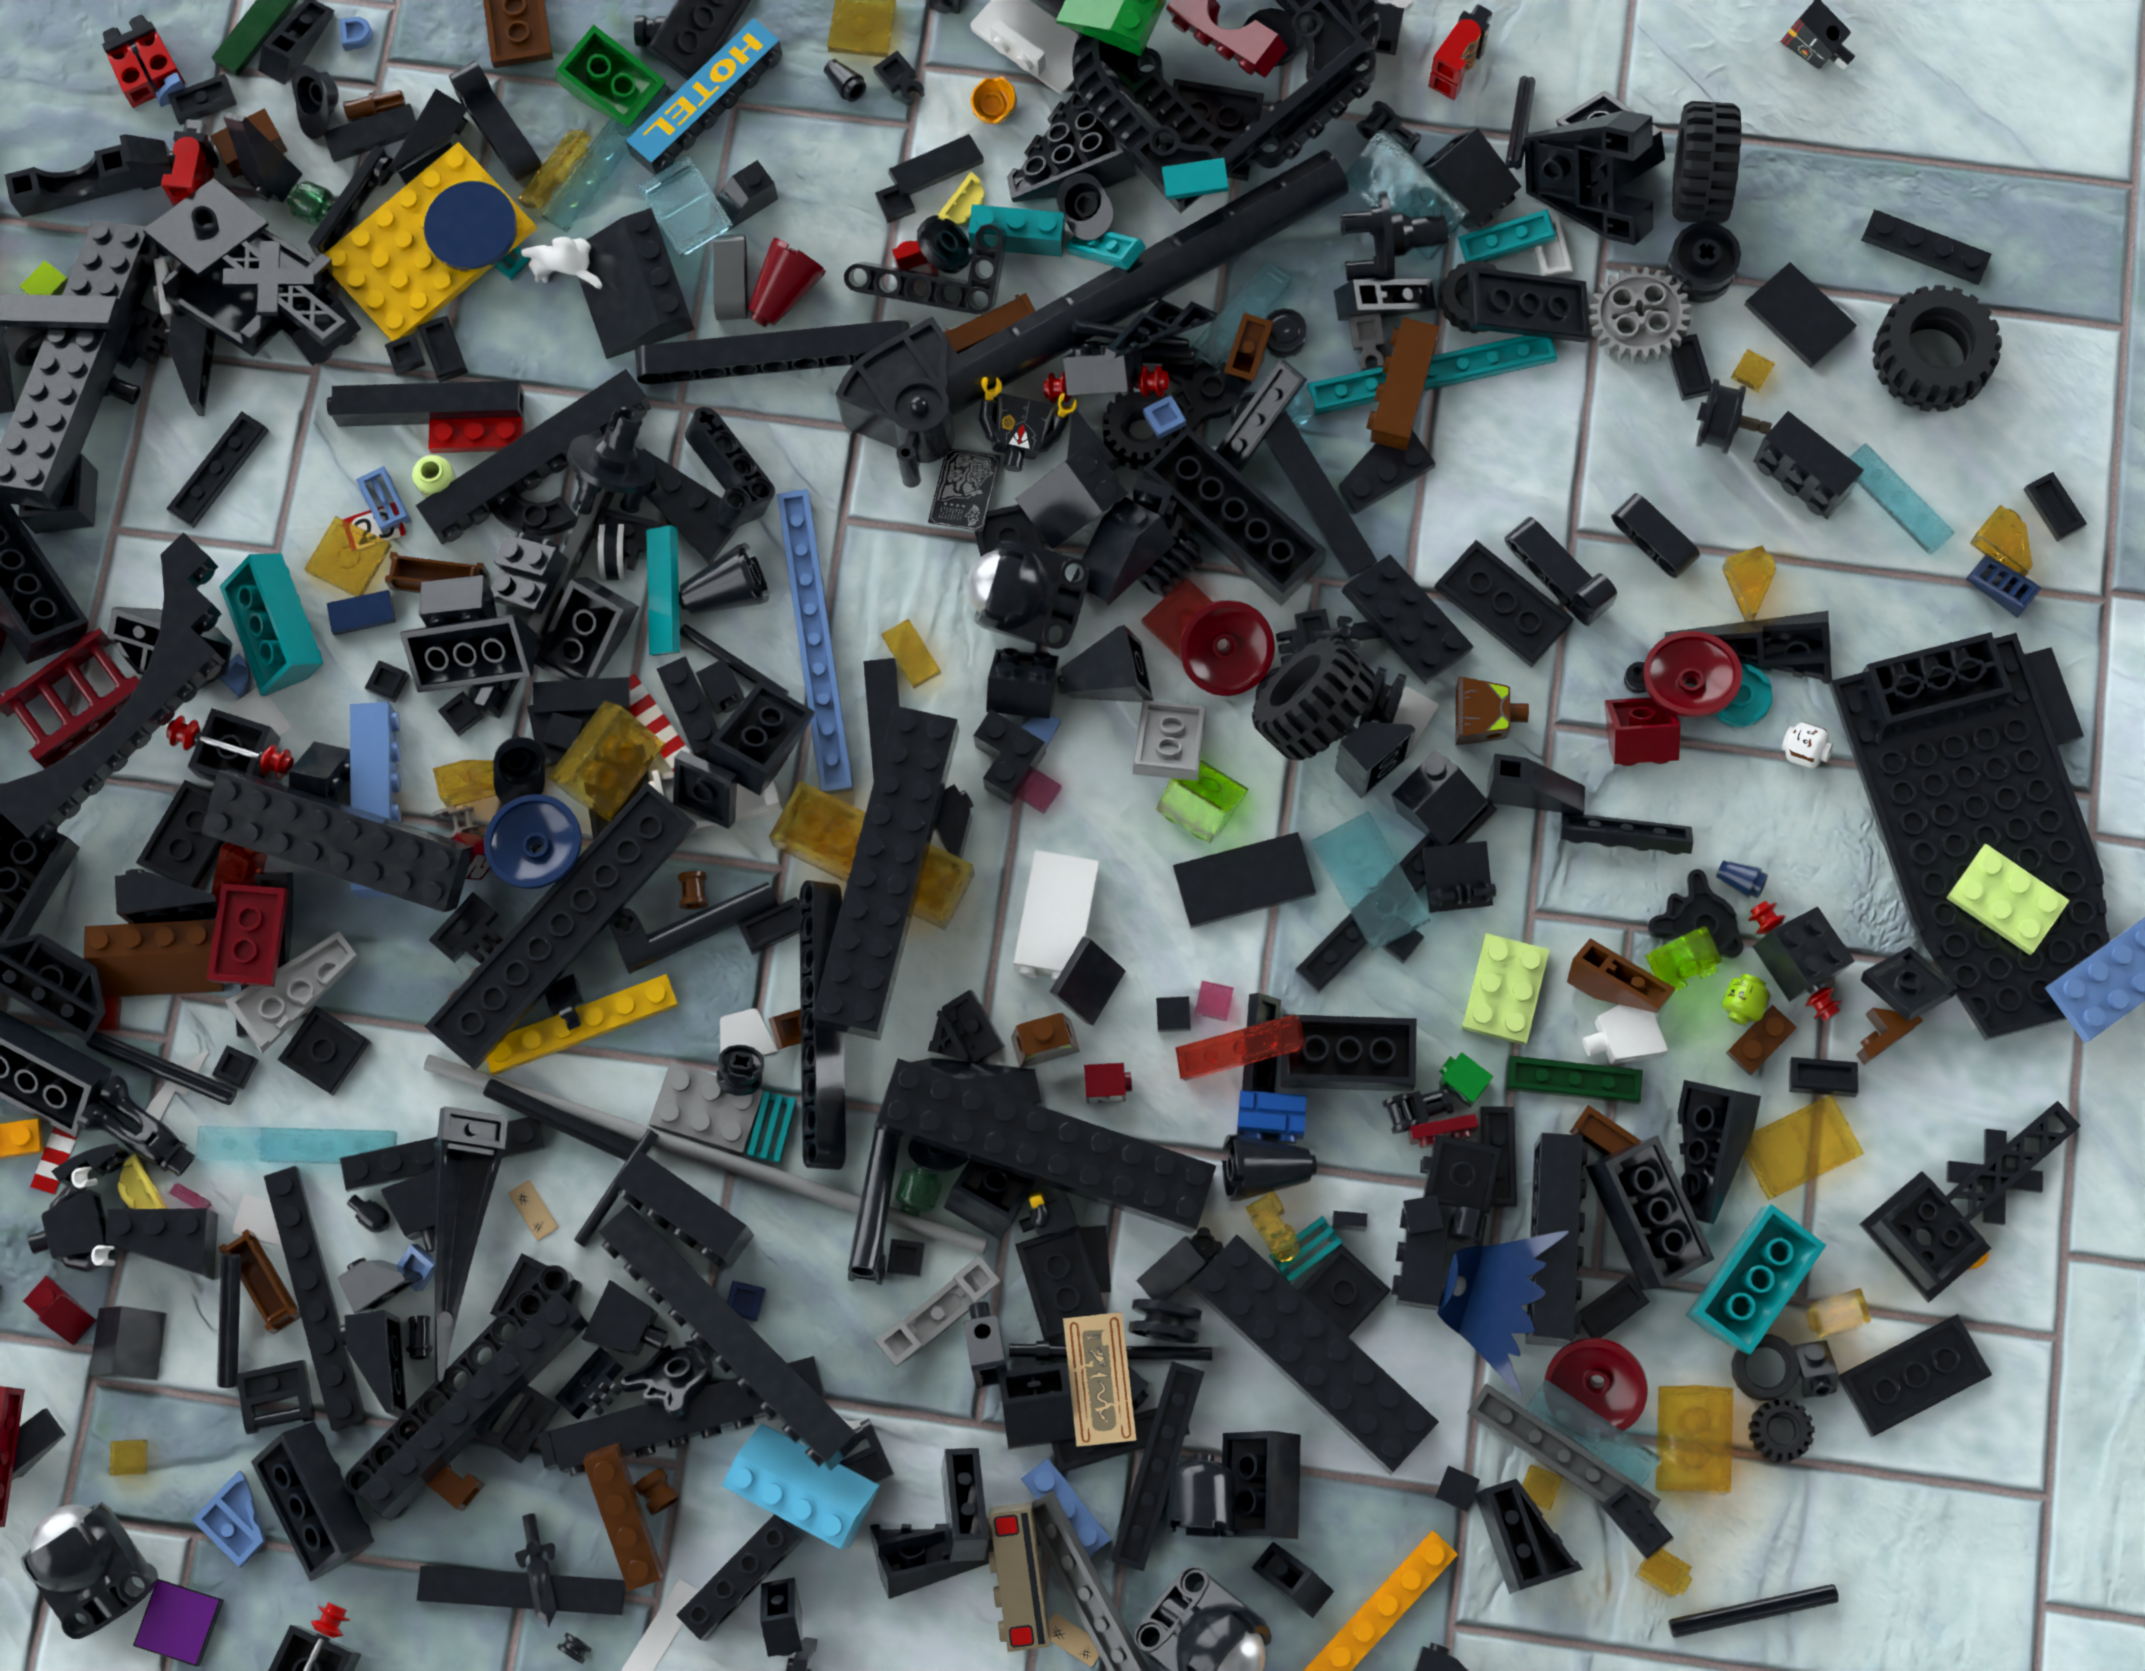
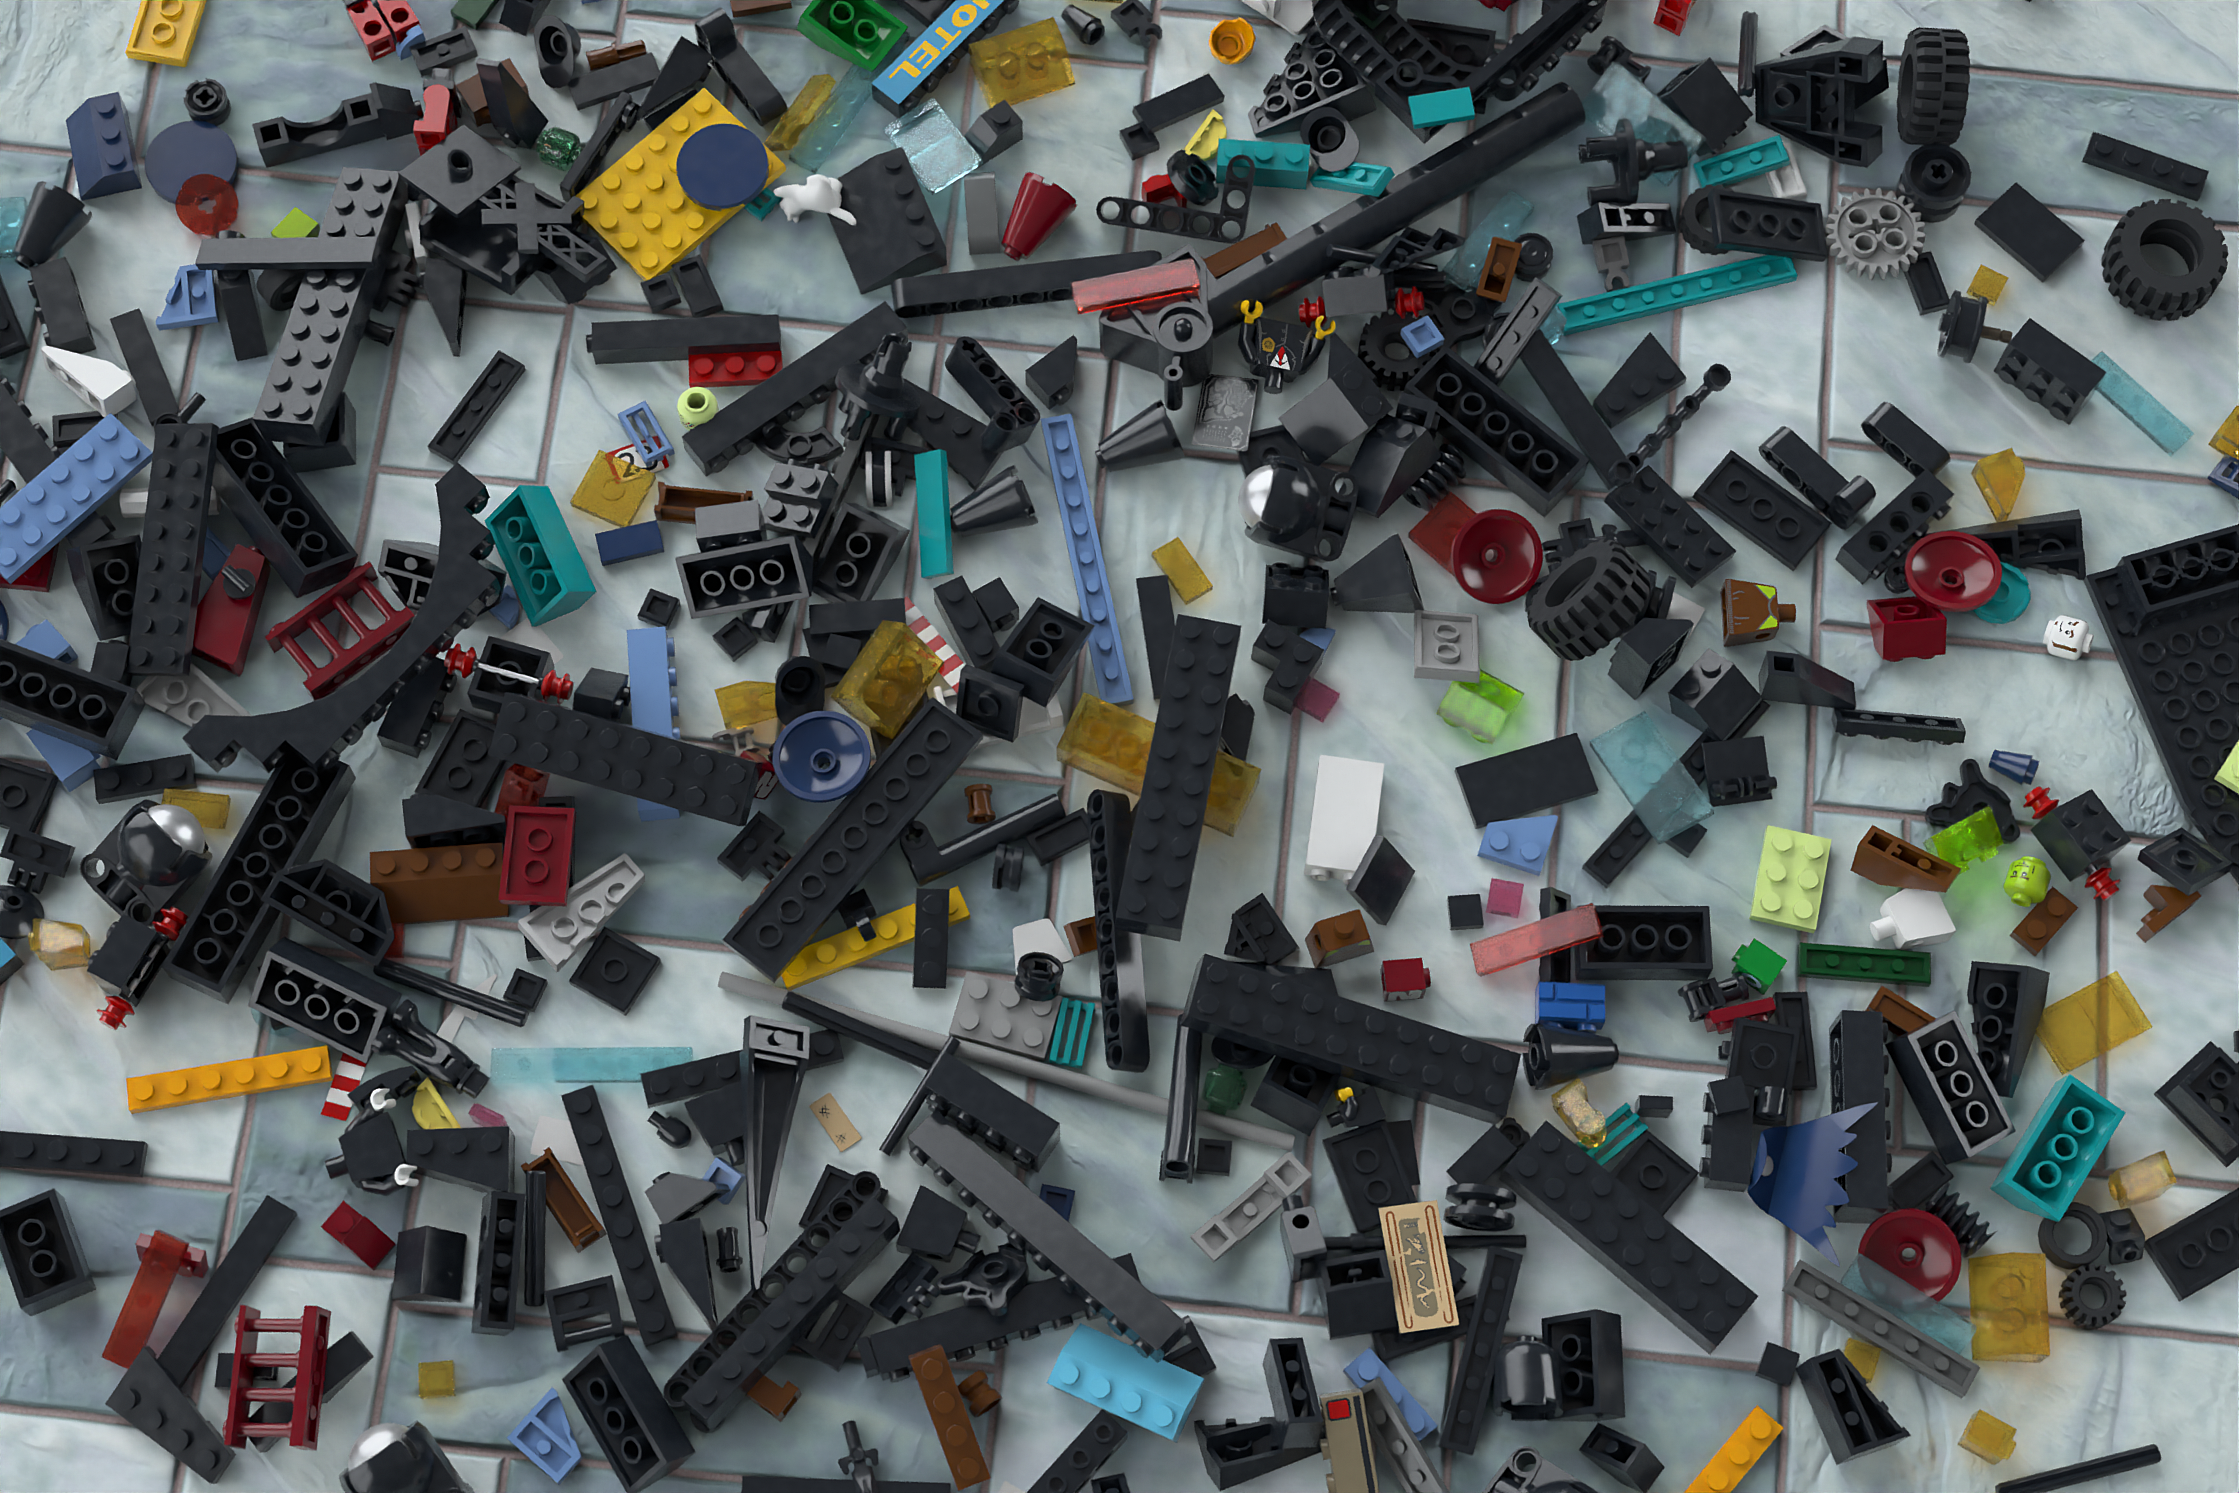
camera: 10 degrees left, 5 degrees down
(137, 785) = (412, 716): none -> black brick
(191, 1345) = (498, 1263): none -> black brick
(635, 1027) = (930, 938): none -> black plate
(716, 957) = (1008, 867): none -> black wheel
(732, 661) = (991, 574): black bar -> none
(780, 121) = (1022, 63): none -> clear yellow slope
(795, 446) = (1054, 374): none -> black slope
(873, 361) = (1135, 286): none -> clear red tile
(877, 519) = (1141, 441): none -> black cone
(1232, 943) = (1519, 842): none -> medium blue wing
(1361, 563) = (1626, 469): none -> black bar
(1404, 383) = (1653, 301): reddish brown brick -> none
(1637, 1522) = (1960, 1387): black plate -> none
(1648, 1348) = (1962, 1224): none -> black piece
(1669, 588) = (1923, 492): none -> black brick
(1823, 1077) = (2107, 954): black tile -> none

